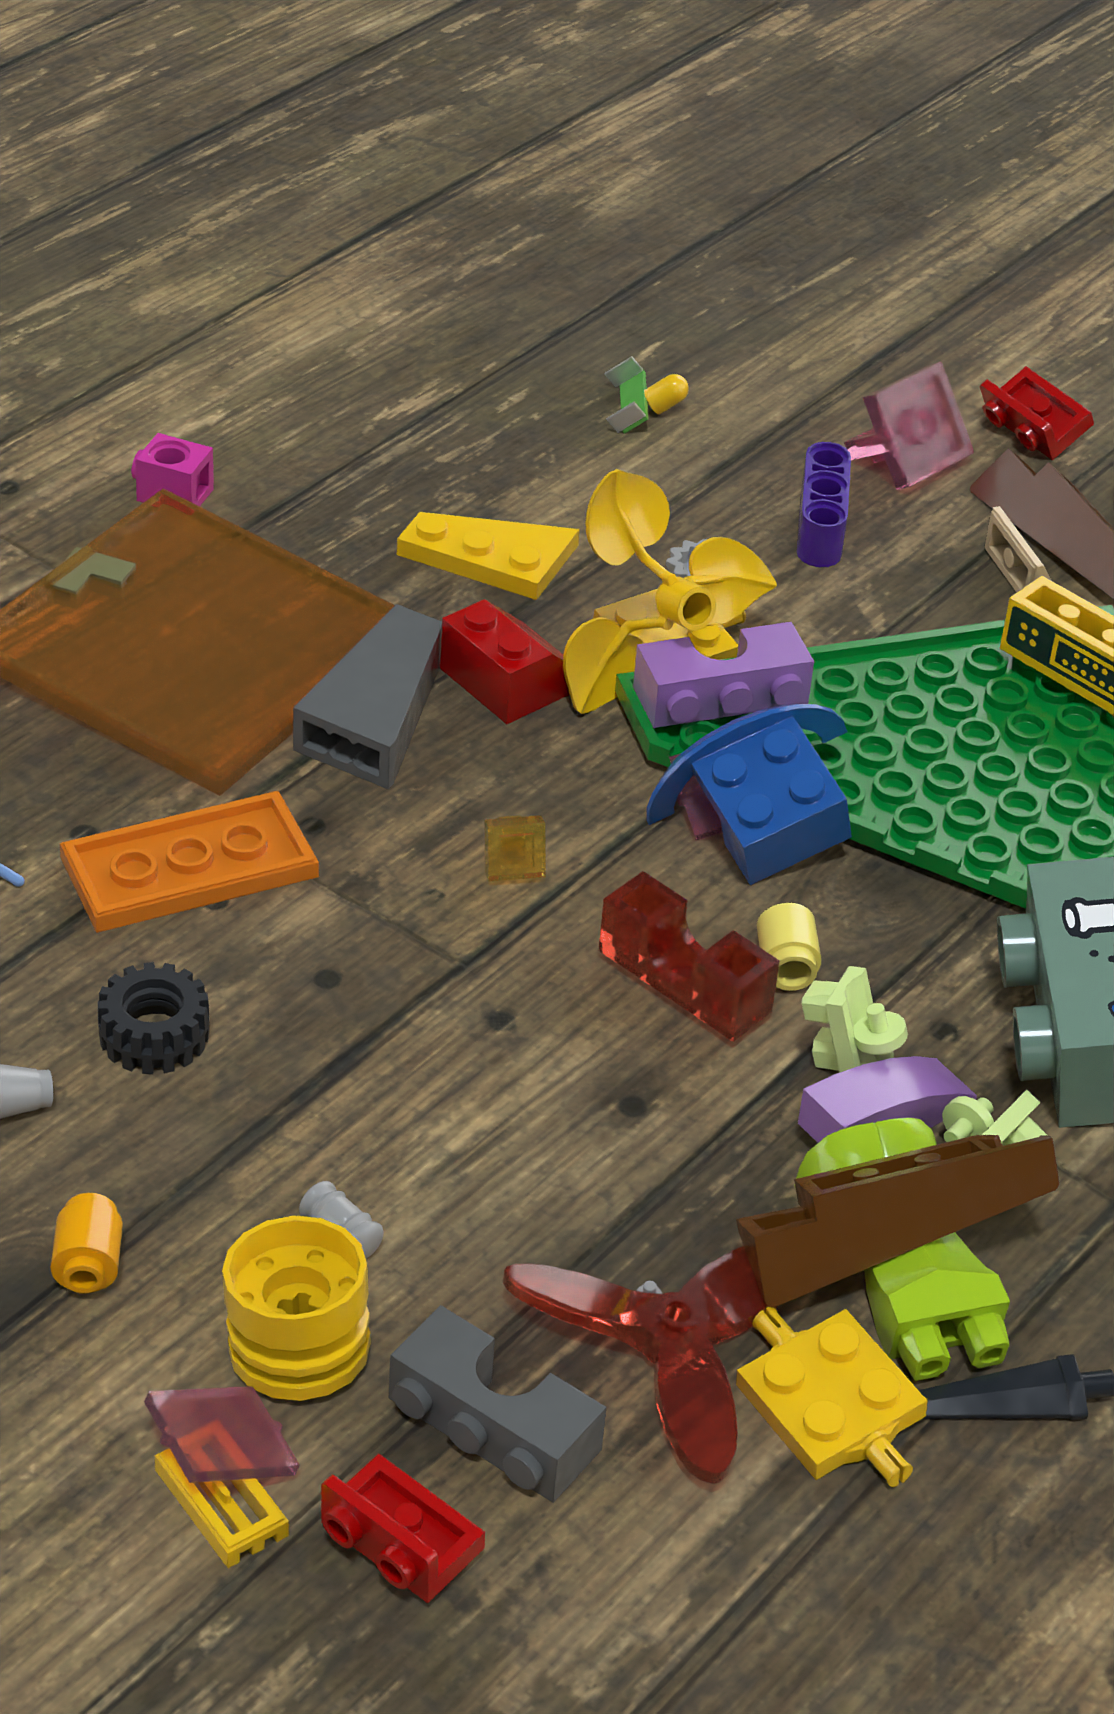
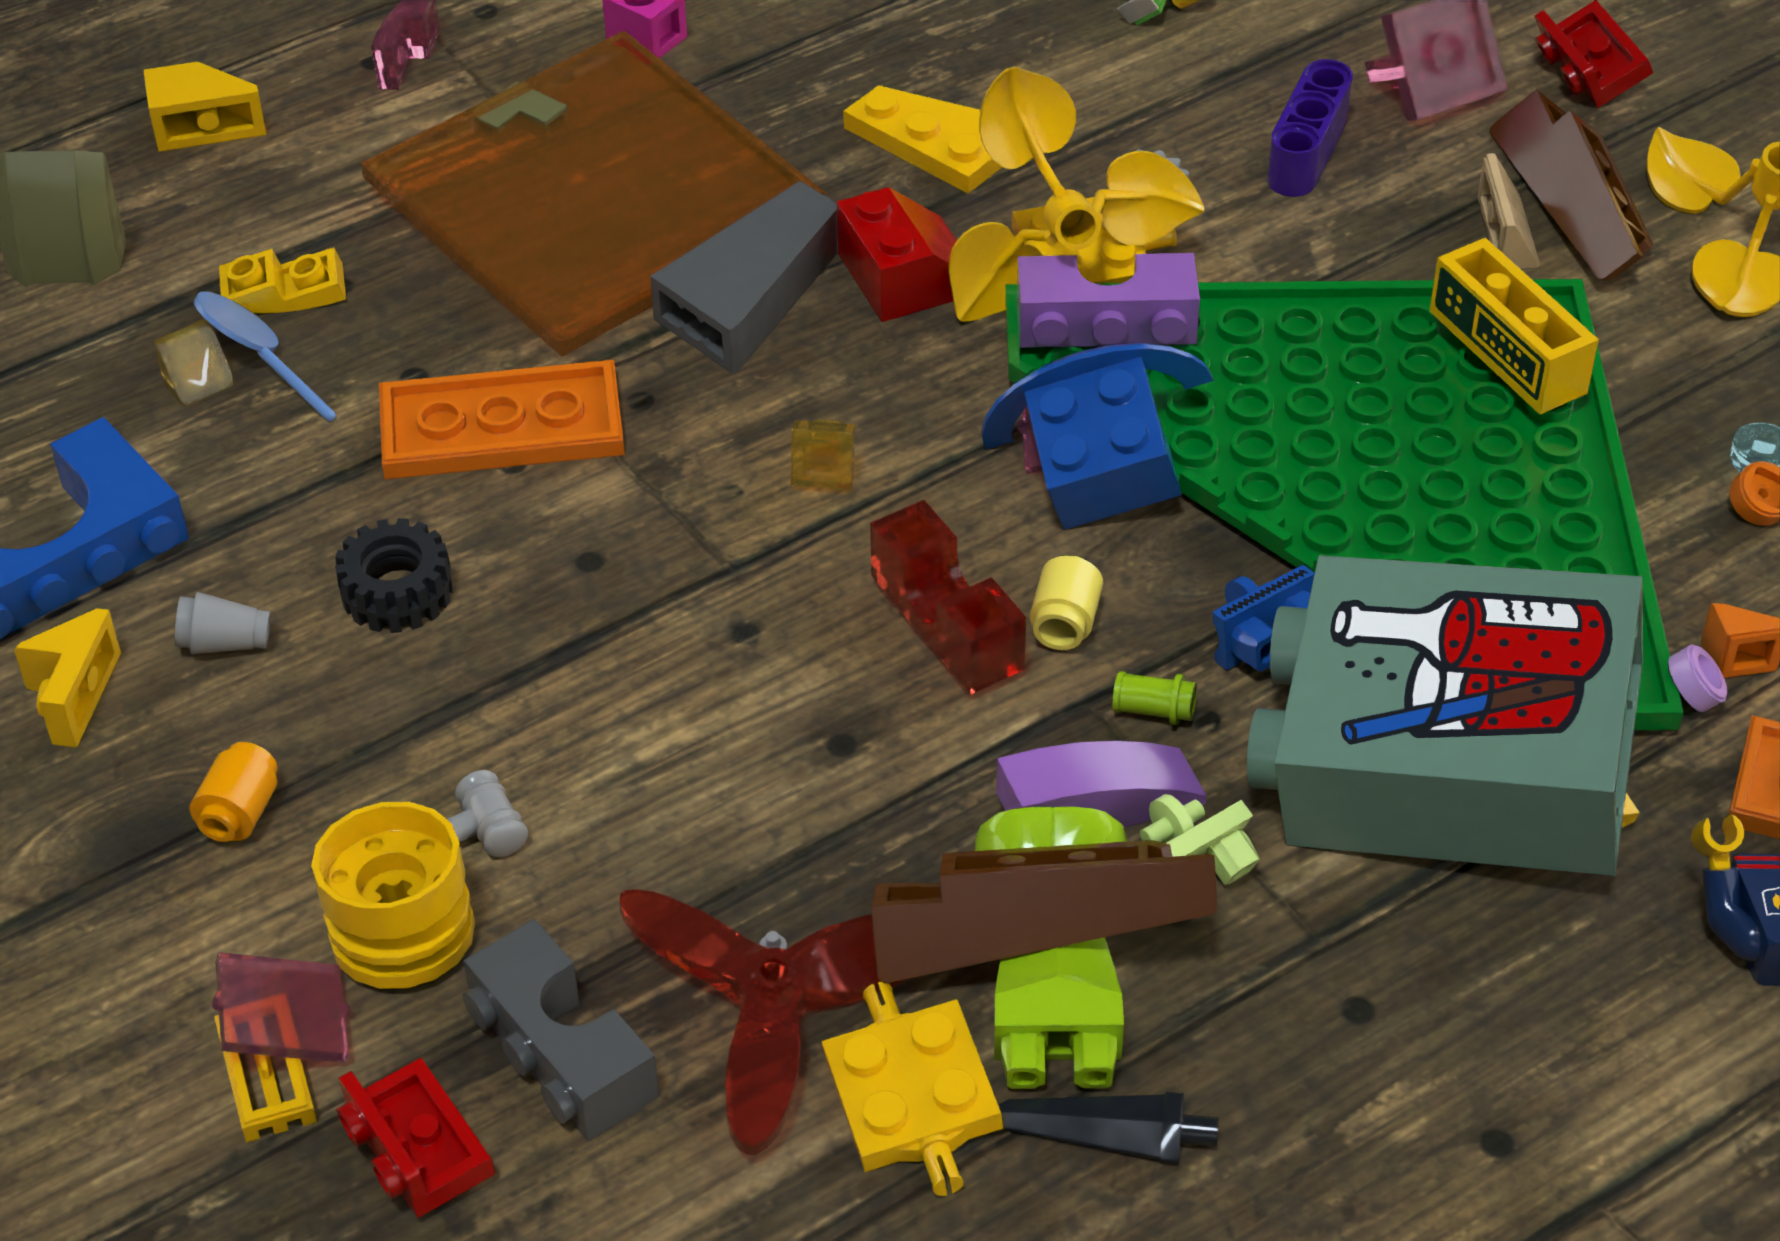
camera: 20 degrees right, 5 degrees up
(858, 1028) = (1084, 694): yellowish green hips -> none
(918, 1012) = (1155, 696): none -> lime pin
(965, 932) = (1249, 615): none -> blue hips

